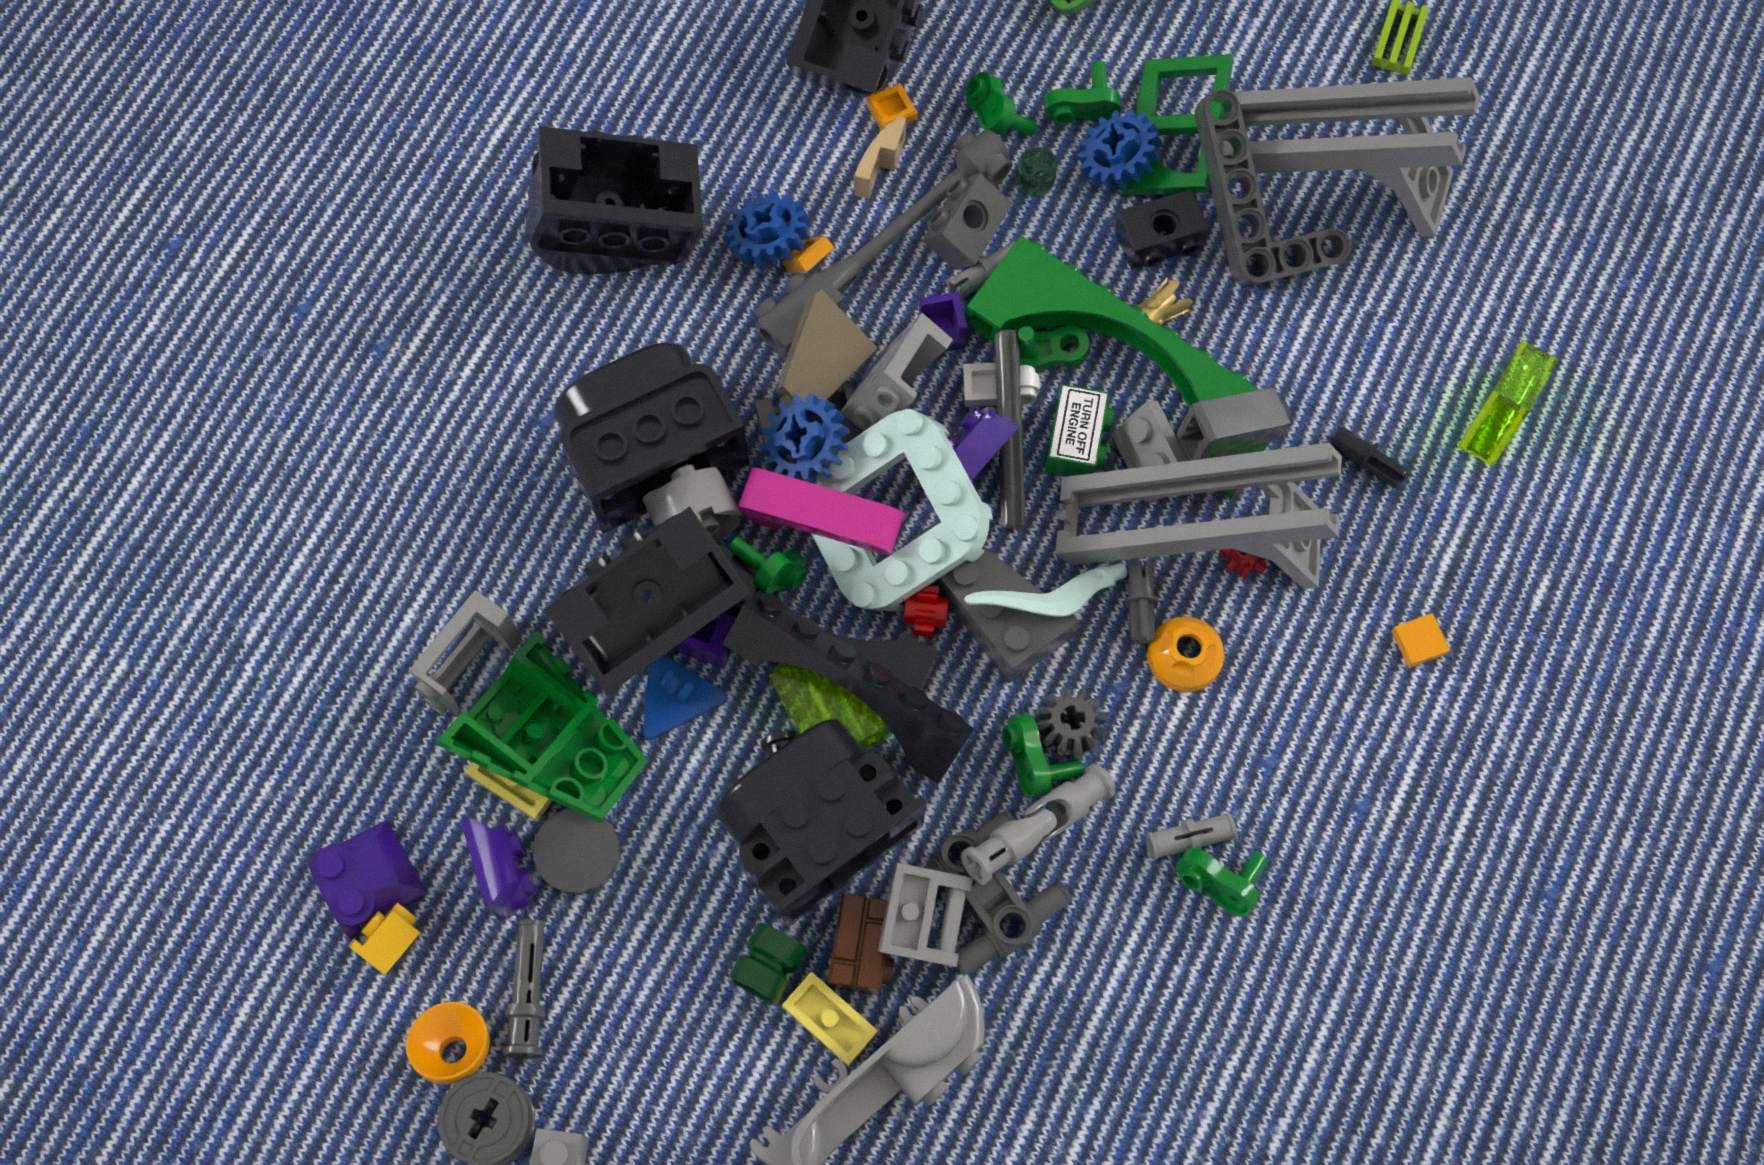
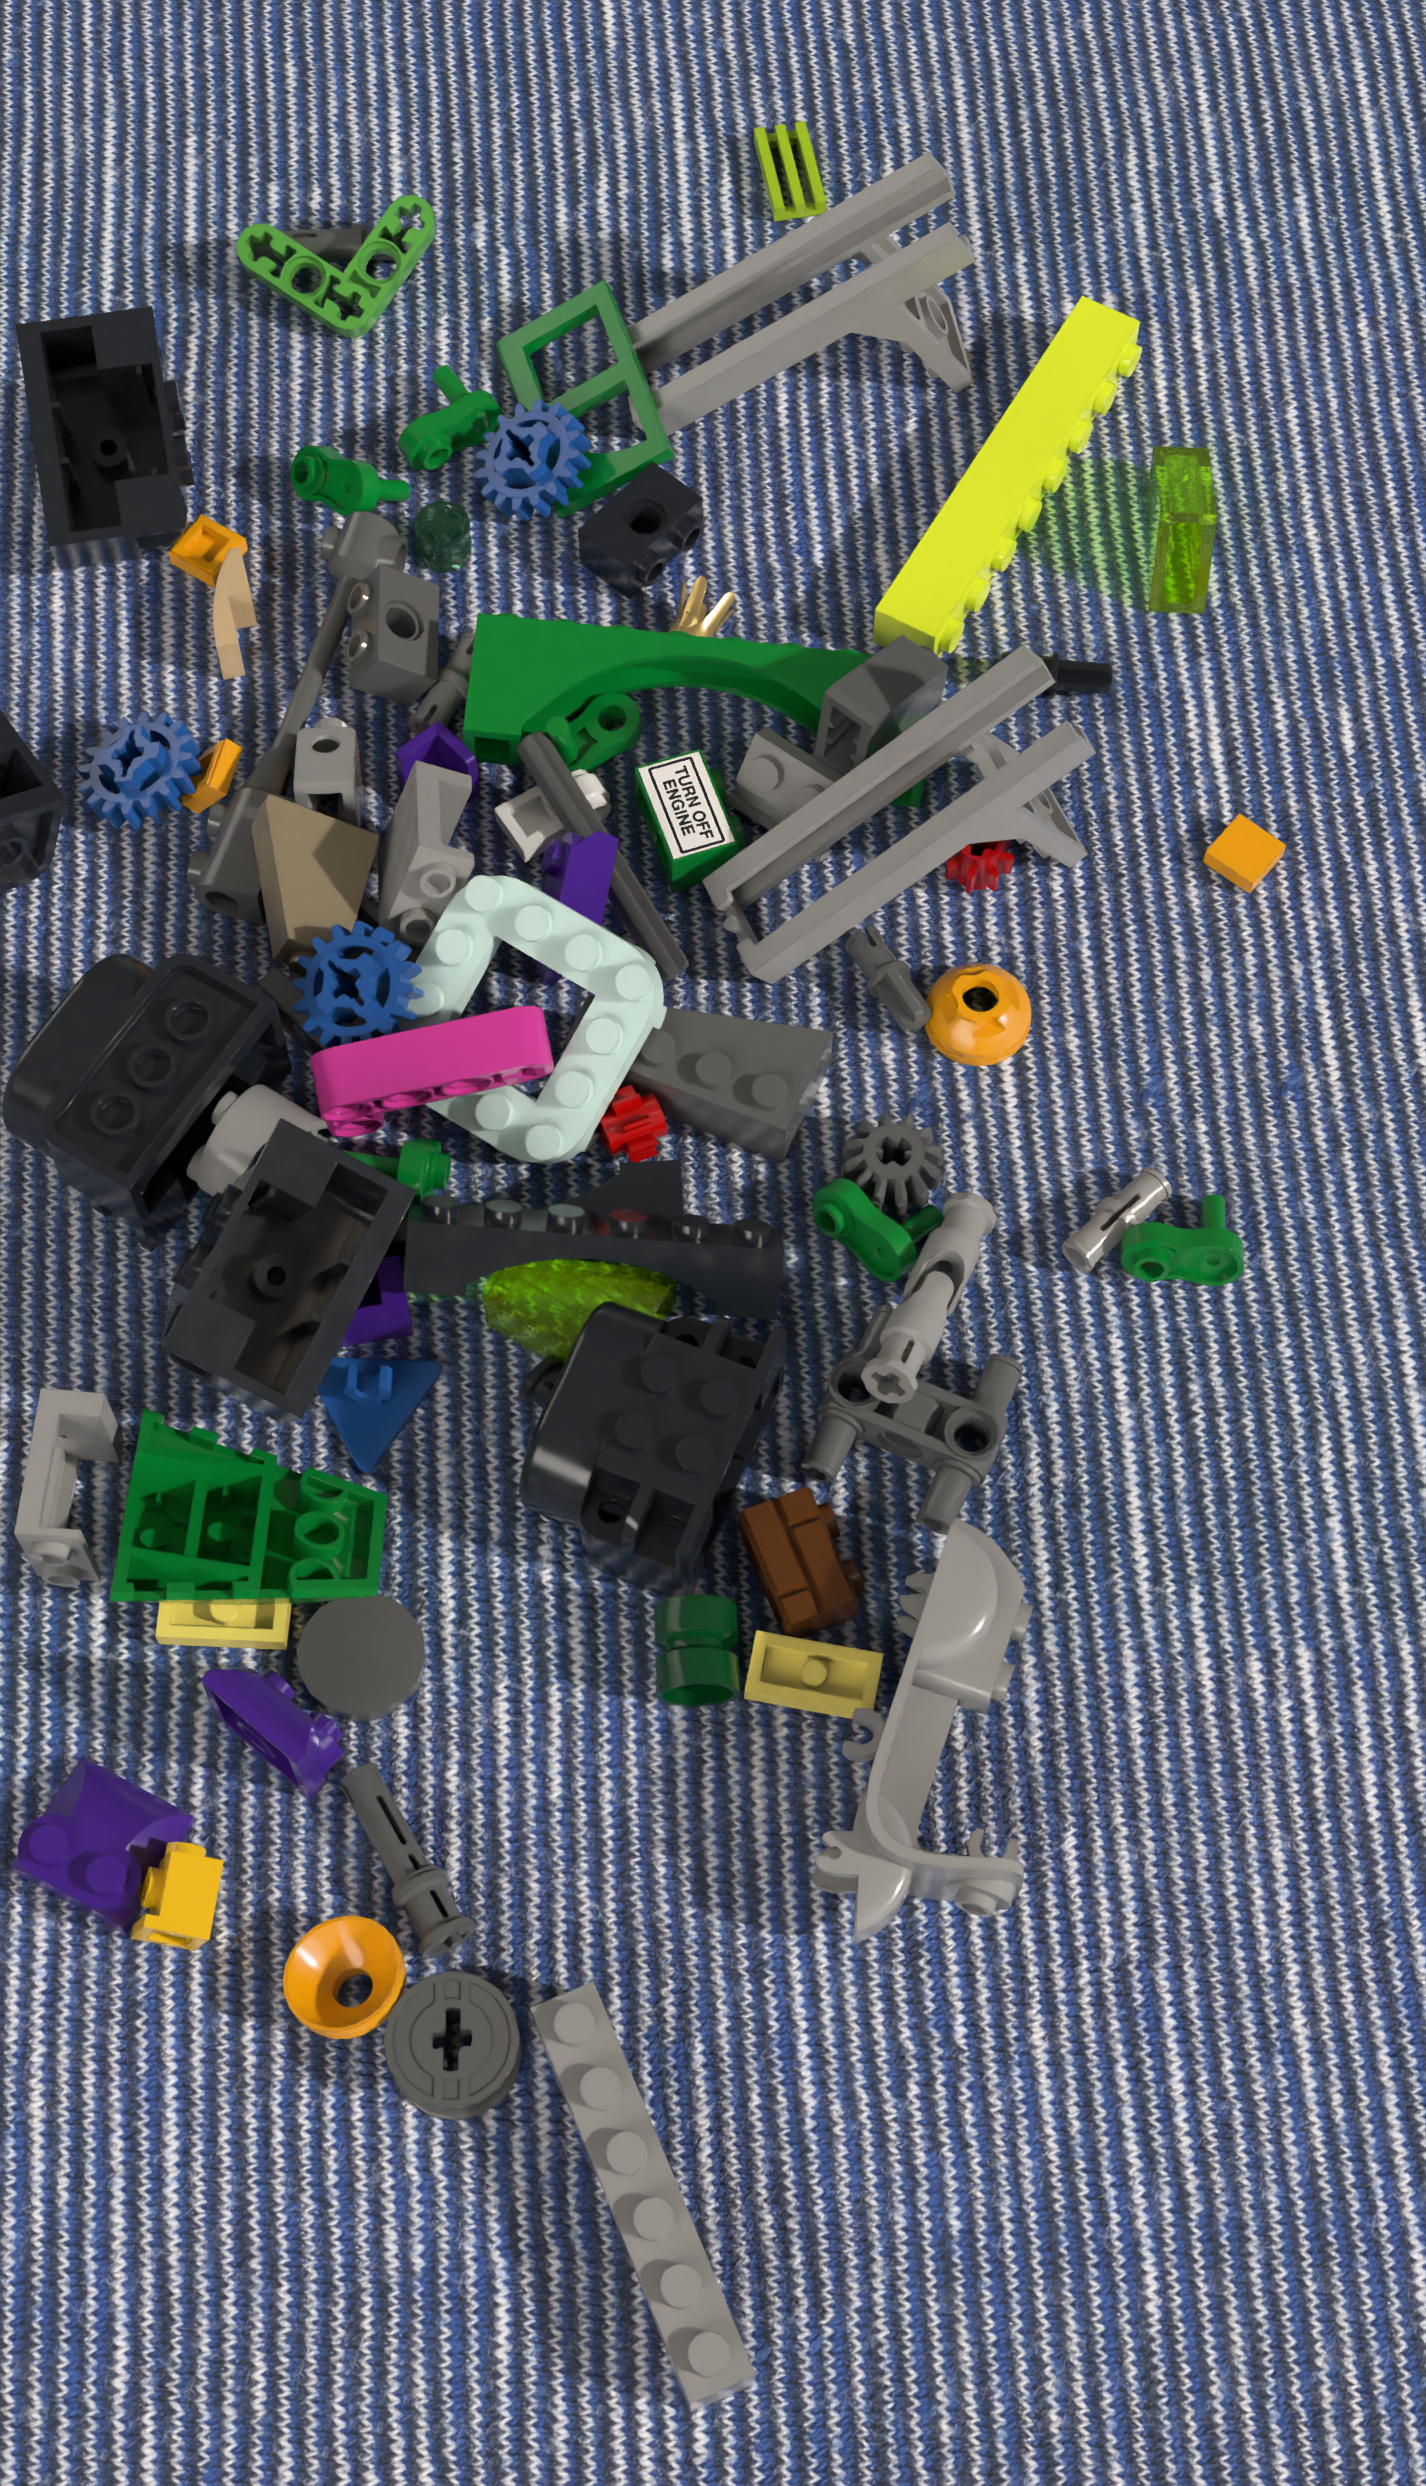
camera: 30 degrees left, 5 degrees down
(876, 288) = (329, 763): none -> light grey torso
(911, 912) = (842, 1481): light grey plate -> none
(1060, 602) = (799, 1017): light aqua piece -> none
(1250, 203) = (737, 442): dark grey beam -> none
(1415, 314) = (1009, 479): none -> neon yellow brick

